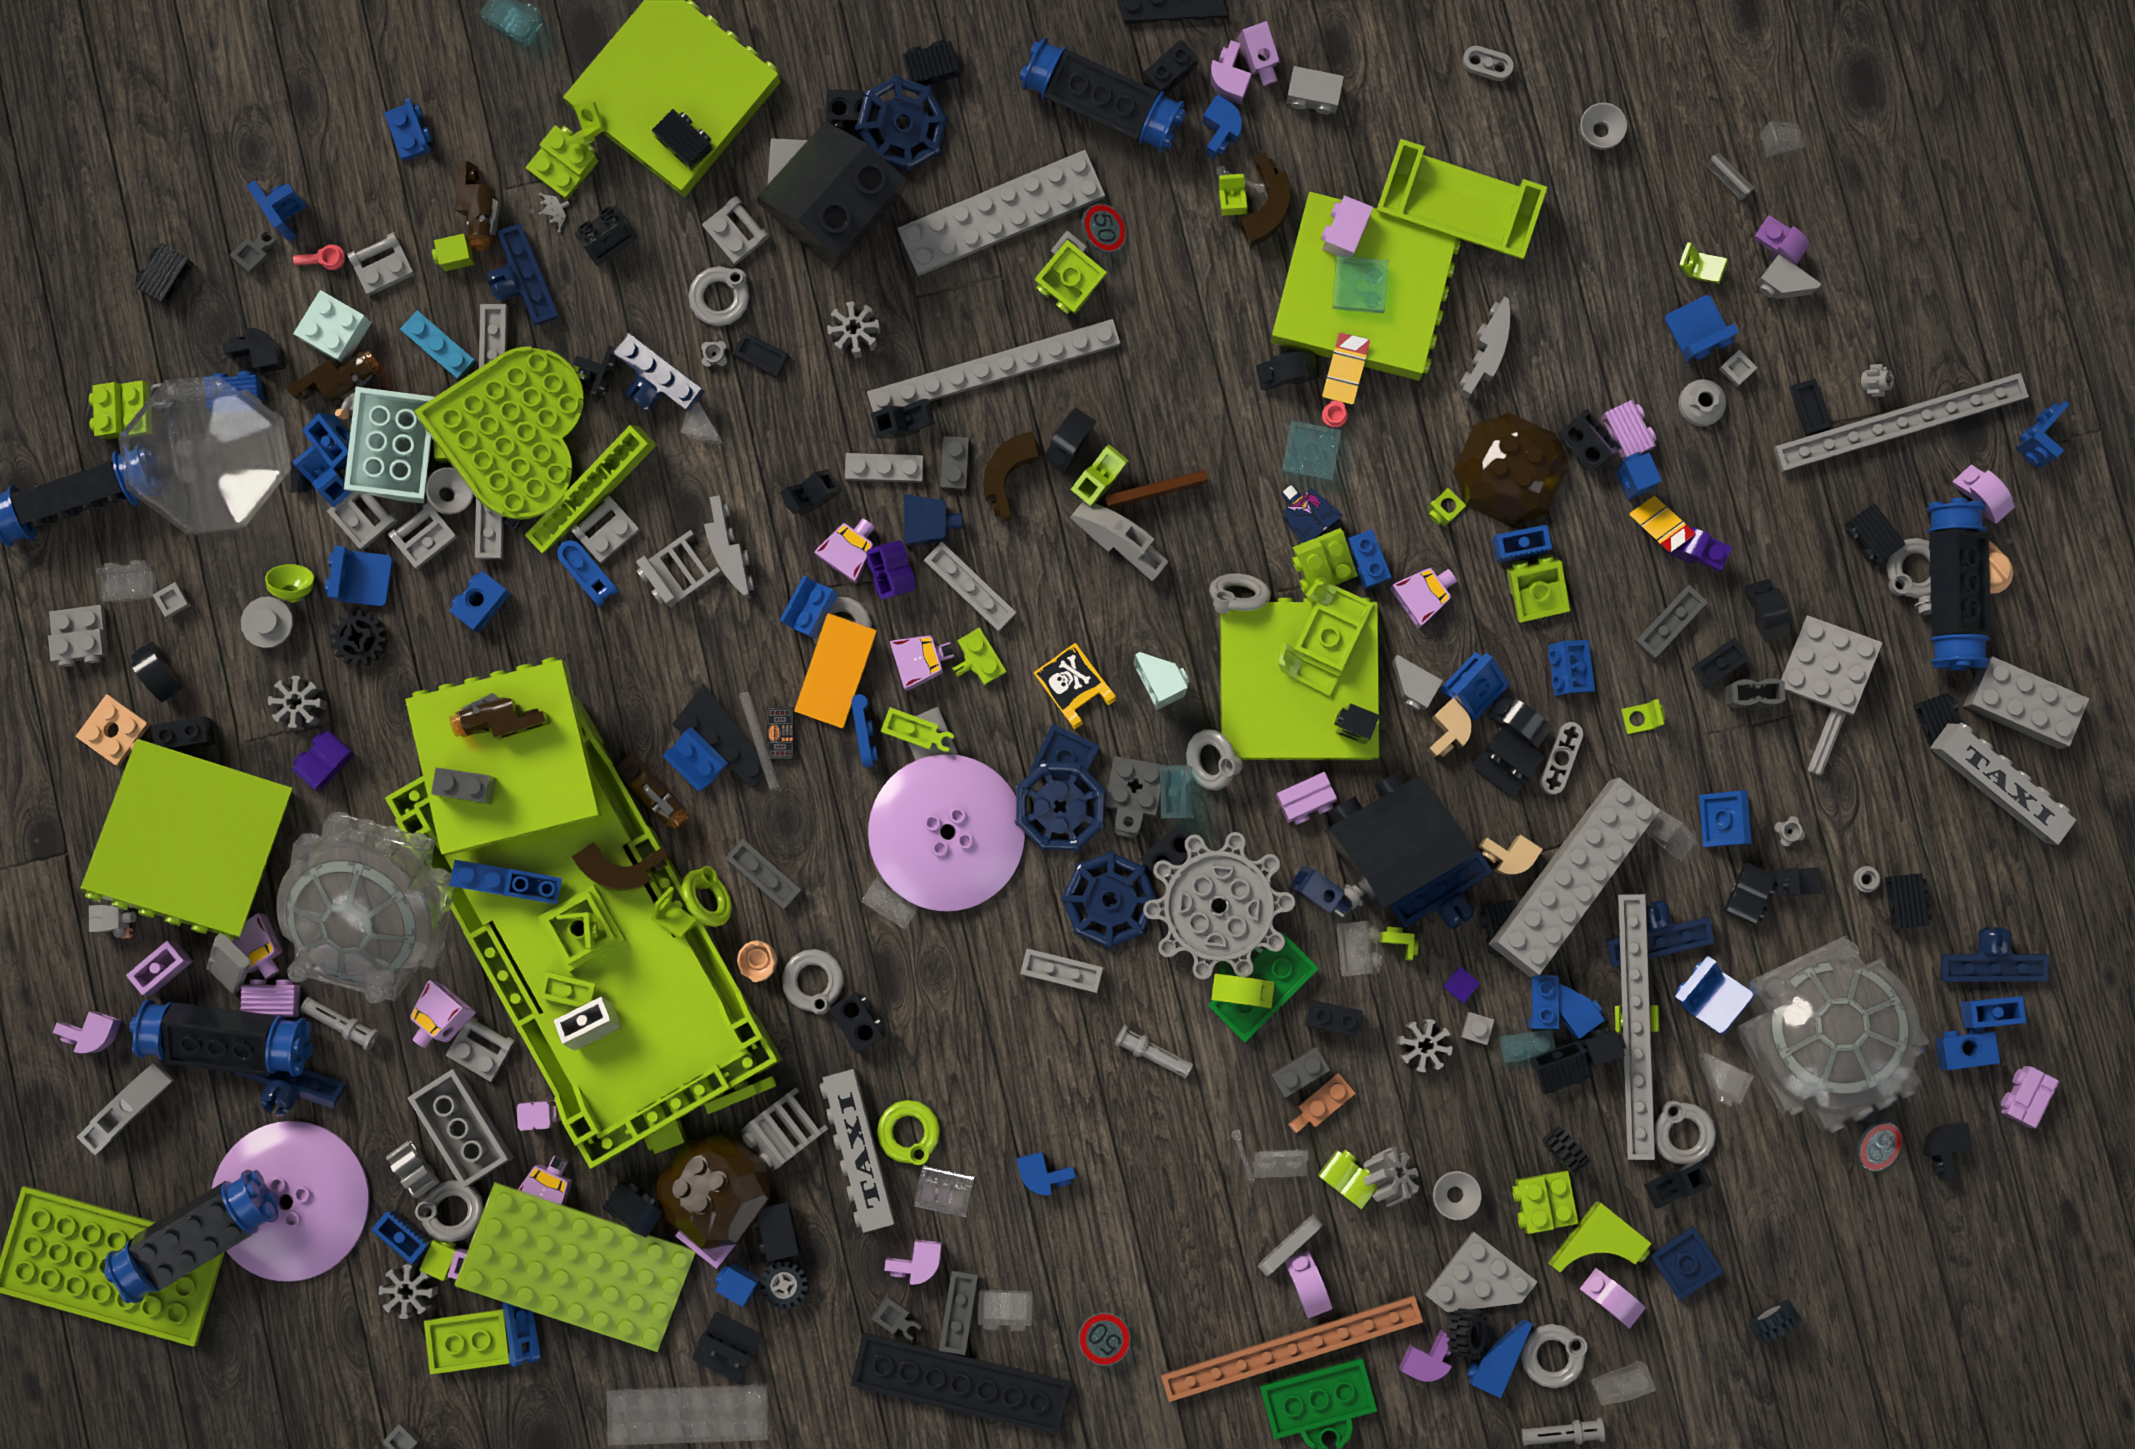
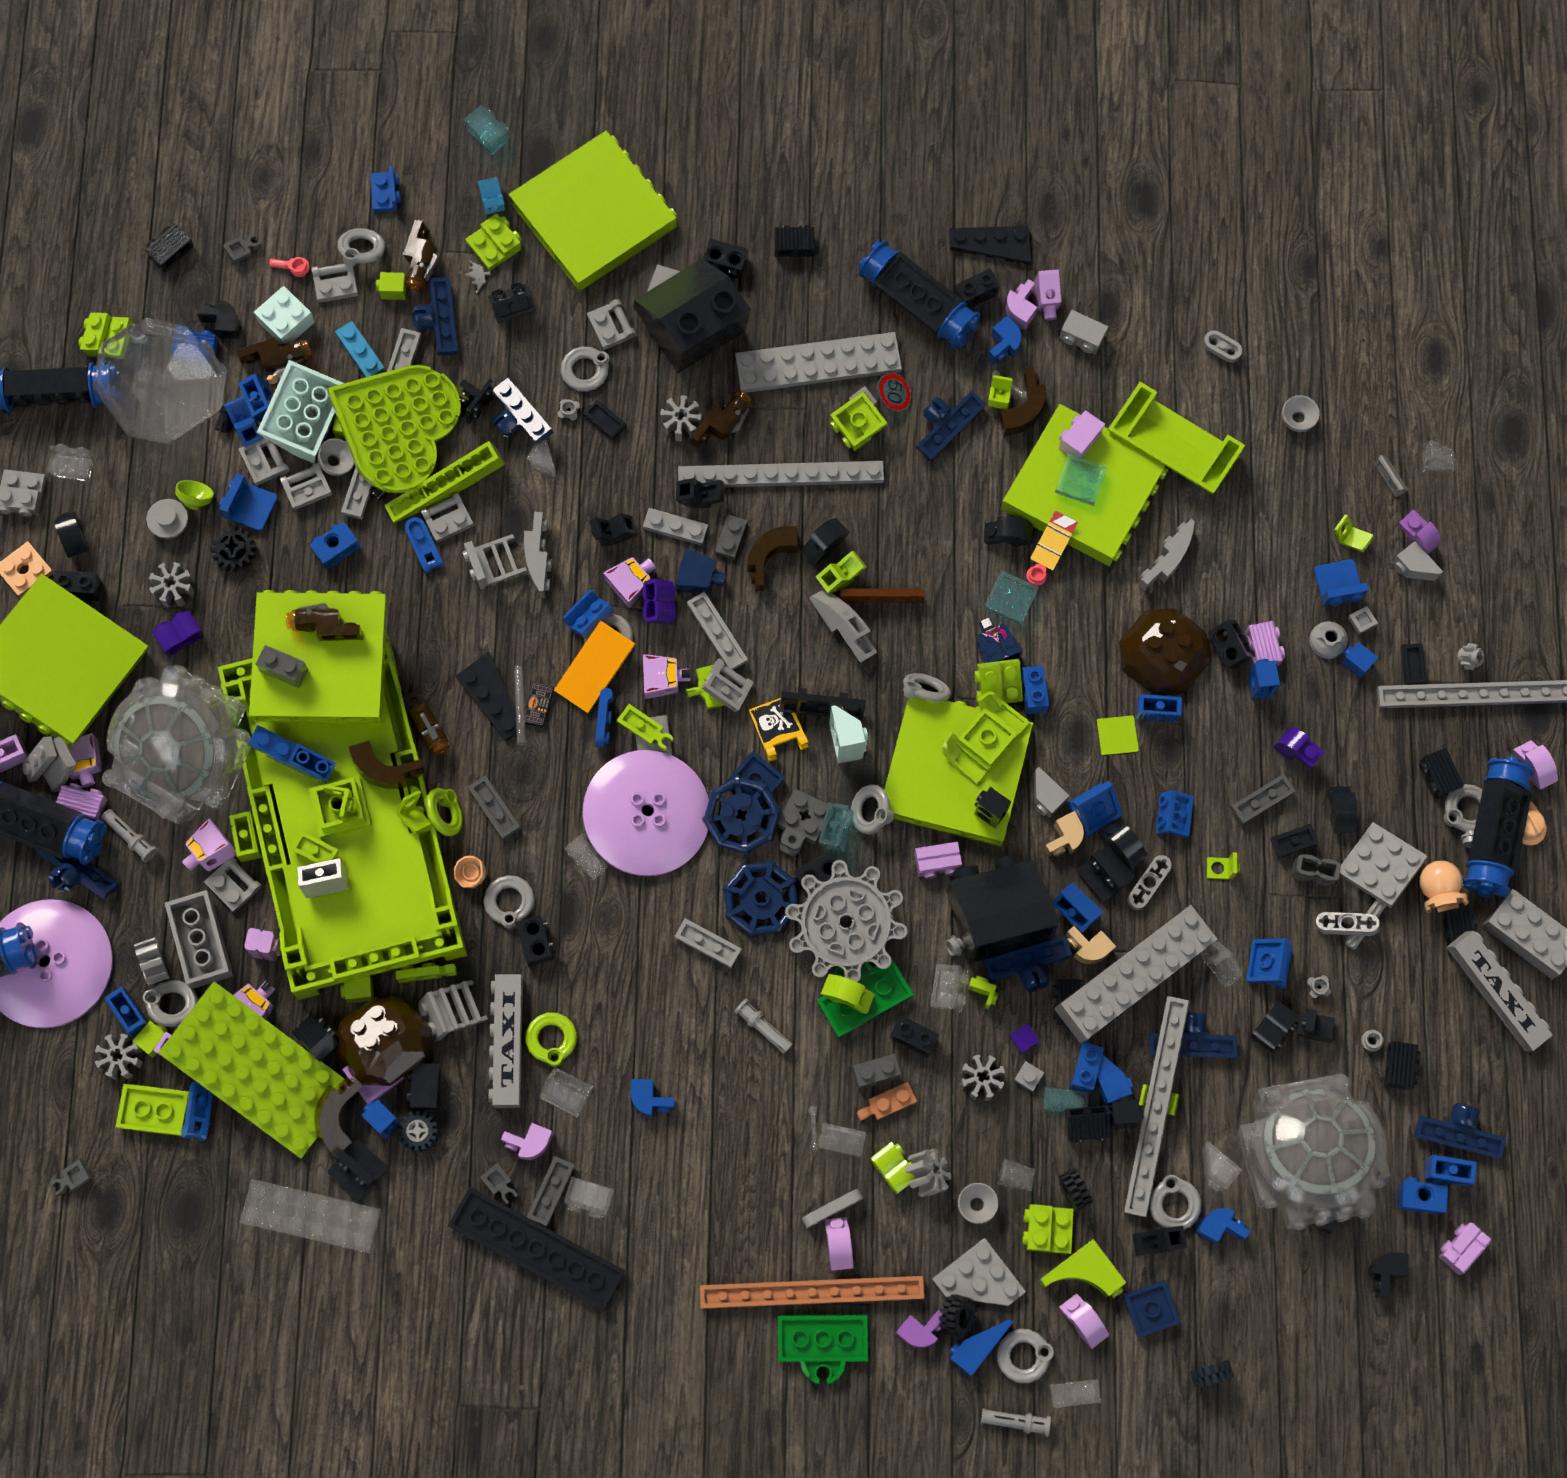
camera: 10 degrees right, 10 degrees down
(171, 600) = (99, 484): light grey plate -> none
(204, 963) = (39, 759): none -> light grey plate
(278, 206) = (271, 218): blue bracket -> none
(392, 227) = (352, 256): none -> light grey piece
(478, 990) = (245, 836): none -> lime brick
(541, 102) = (491, 195): none -> dark azure brick
(589, 129) = (520, 220): lime bracket -> none
(674, 1293) = (327, 1115): none -> dark brown arch
(682, 139) = (589, 245): black brick -> none
(695, 759) = (466, 706): blue bracket -> none
(889, 130) = (772, 277): dark blue plate -> none
(908, 320) = (723, 421): none -> dark brown plate
(998, 658) = (723, 689): none -> light grey plate
(1104, 1339) = (662, 1243): piece -> none
(1120, 646) = (819, 704): none -> black hinge
(1178, 249) = (947, 422): none -> dark blue plate
(1311, 887) = (921, 930): dark blue torso -> none
(1423, 594) = (1071, 727): lavender torso -> none
(1438, 514) = (1099, 669): lime bracket -> none
(1480, 587) = (1117, 735): none -> lime sticker
(1485, 813) = (1077, 907): none -> blue brick
(1492, 1150) = (1015, 1175): none -> clear slope
(1538, 588) = (1163, 746): lime plate -> none
(1662, 524) = (1273, 721): yellow sticker -> none
(1713, 996) = (1224, 1098): bracket -> none
(1737, 1142) = (1217, 1222): none -> blue brick
(1745, 419) = (1358, 659): none -> blue brick
(1825, 738) = (1363, 931): none -> light grey beam
(1879, 1146) = (1332, 1255): piece -> none
(1908, 673) = (1442, 885): none -> light nougat tile

